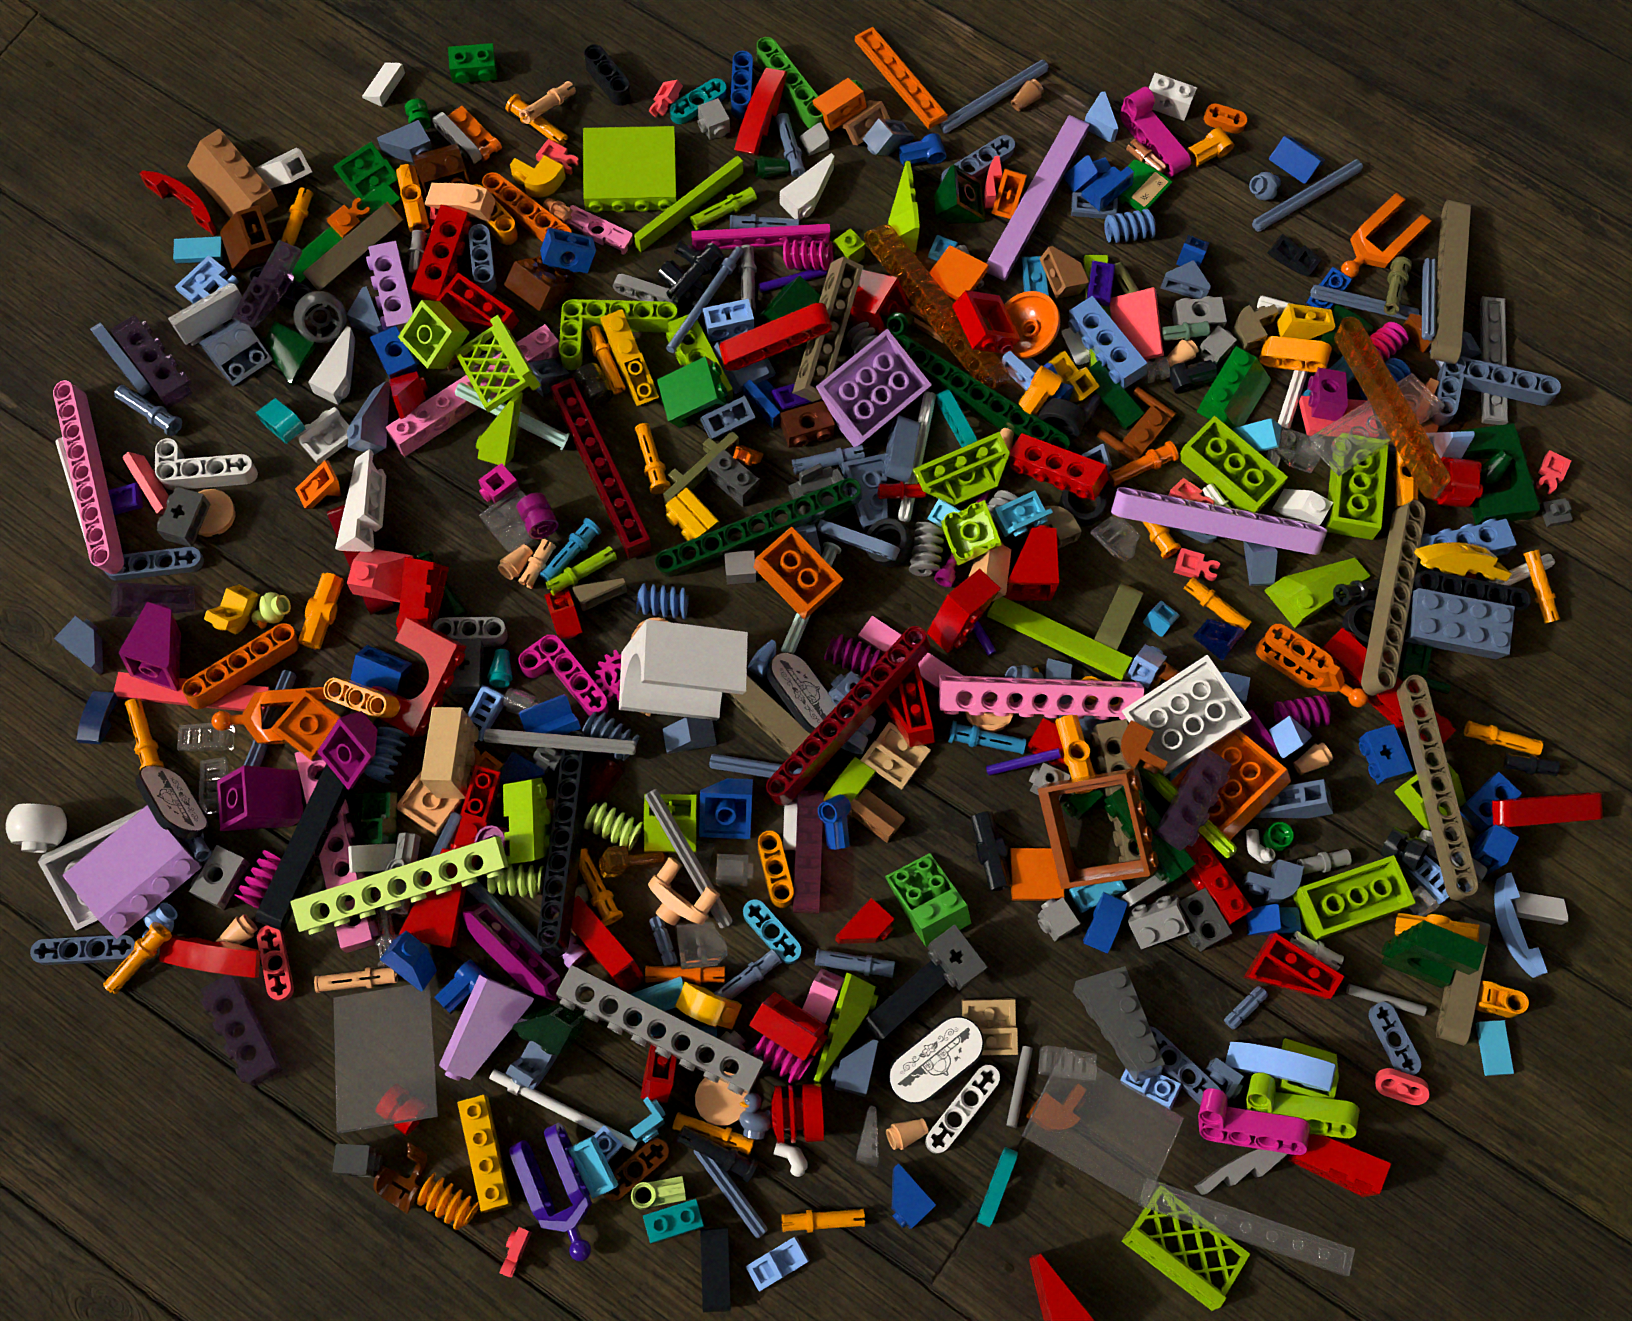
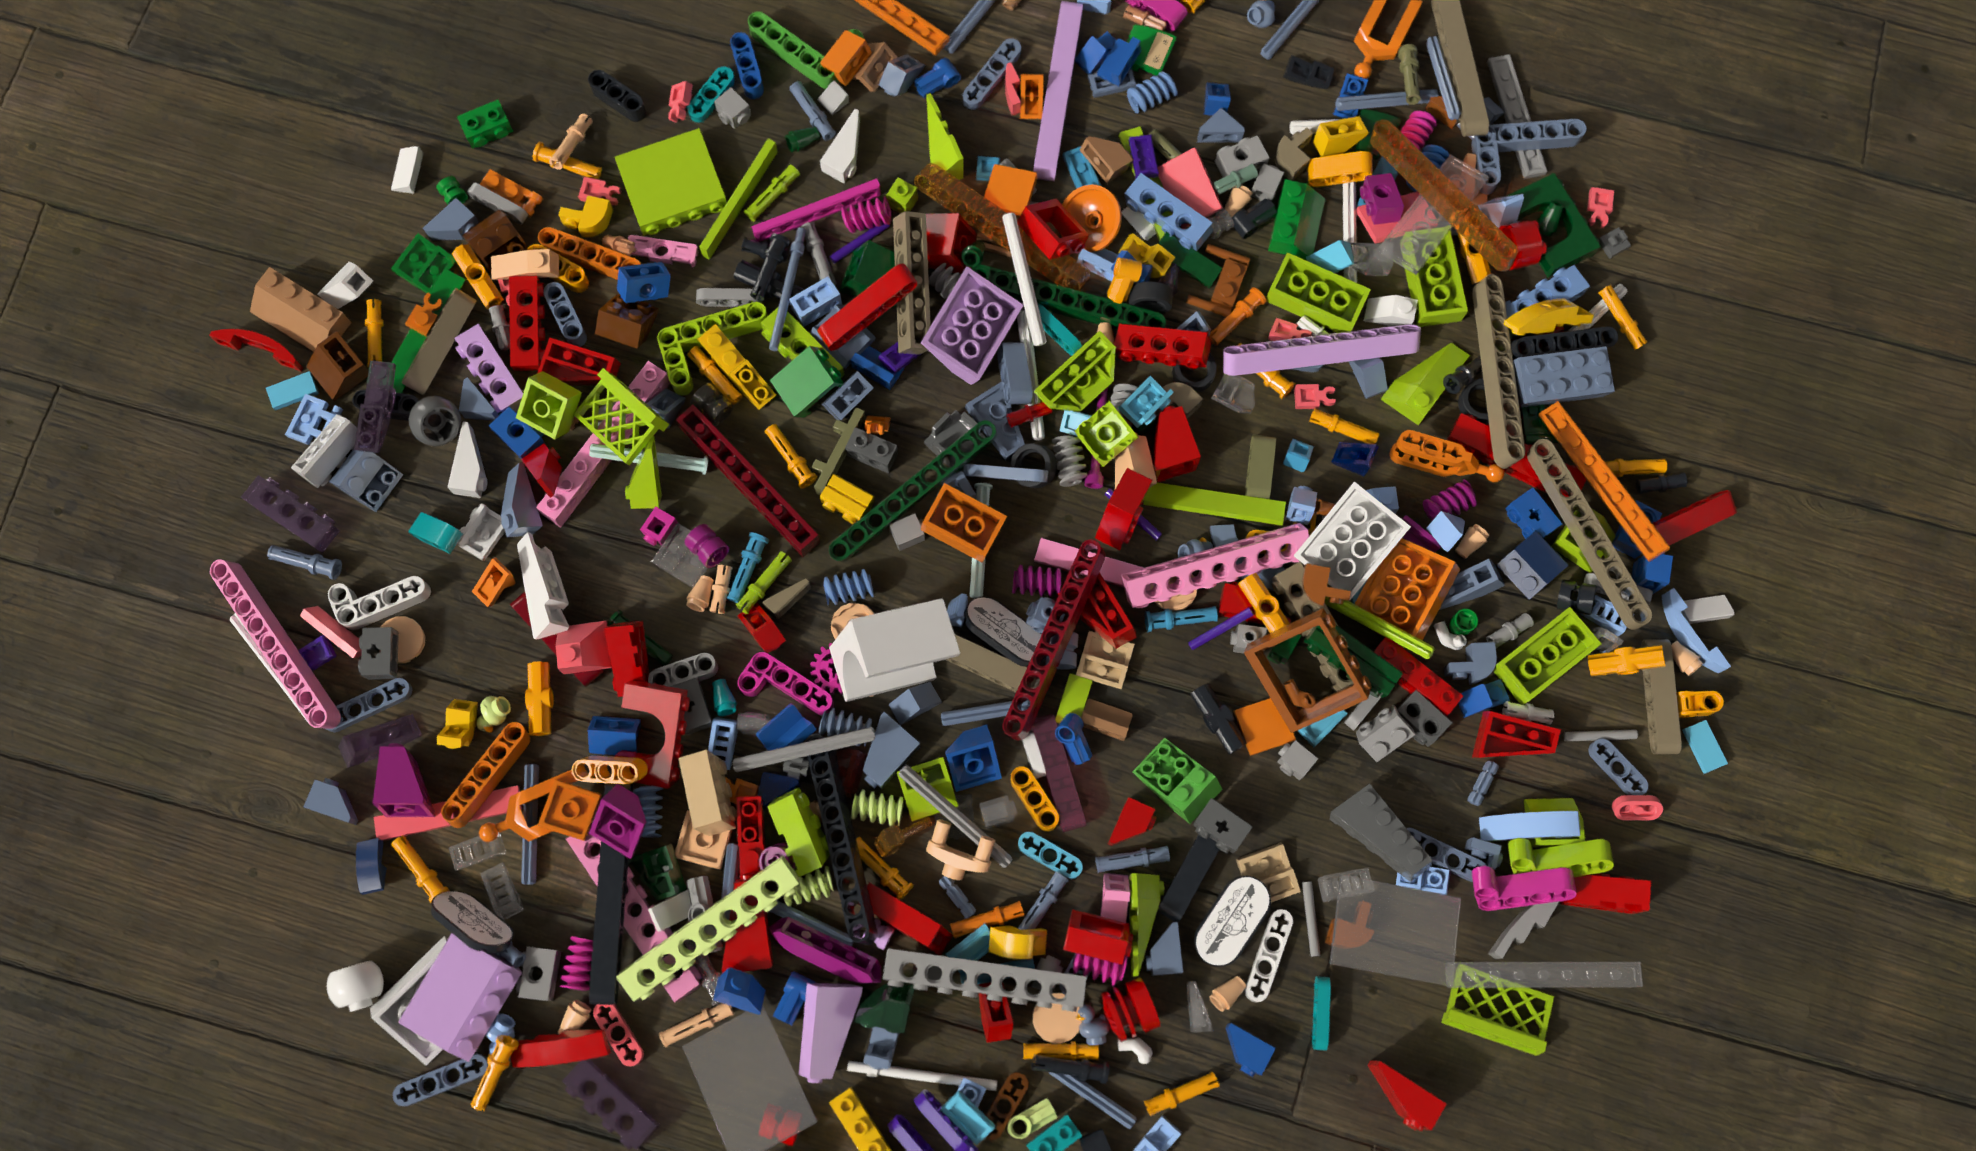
camera: 15 degrees left, 5 degrees up
(121, 359) = (260, 521): sand blue beam -> none
(259, 798) = (550, 891): magenta slope -> none
(288, 350) = (415, 461): dark green slope -> none
(644, 772) = (888, 752): none -> sand blue slope
(648, 1127) = (1003, 1068): medium azure bracket -> none
(700, 945) = (991, 890): clear slope -> none
(738, 222) = (788, 202): sand blue pin -> none
(760, 110) = (773, 87): red slope -> none
(814, 414) = (926, 366): copper brick -> none
(828, 459) = (960, 399): sand blue pin -> none
(940, 360) = (1024, 279): none -> white axle
(960, 198) = (987, 113): dark green slope -> none
(1079, 854) = (1297, 696): none -> dark orange arm
(1105, 923) = (1339, 749): blue slope -> none
(1201, 783) = (1373, 647): clear purple brick -> none
(1368, 801) = (1532, 565): none -> dark blue slope
(1432, 953) = (1630, 685): dark green arch -> none
(1470, 741) = (1604, 482): none -> orange tile
(1501, 950) = (1685, 658): none -> light nougat cone

